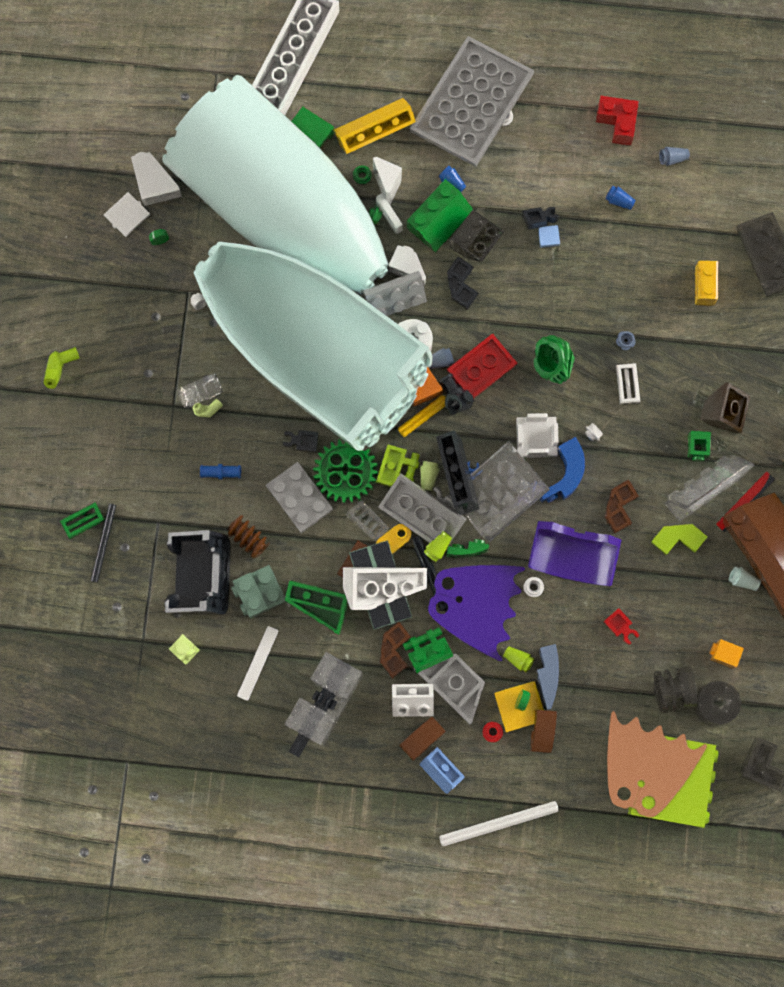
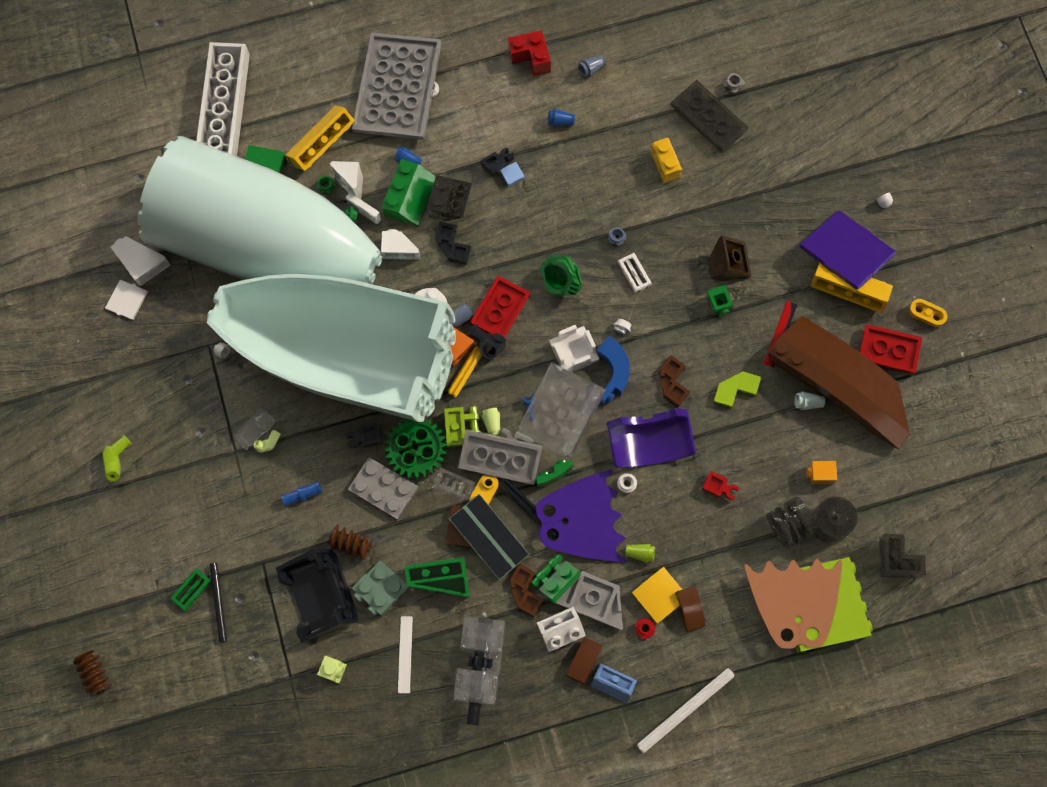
camera: 20 degrees left, 5 degrees down
(158, 237) = (163, 308): green tile -> none
(374, 586) = (485, 539): white wedge -> none
(397, 294) = (401, 271): light grey plate -> none
(438, 546) = (526, 482): lime cone -> none
(457, 472) = (517, 408): black brick -> none
(522, 700) = (660, 588): green tile -> none
(548, 675) = (673, 556): sand blue slope -> none
(708, 486) = (743, 332): clear slope -> none

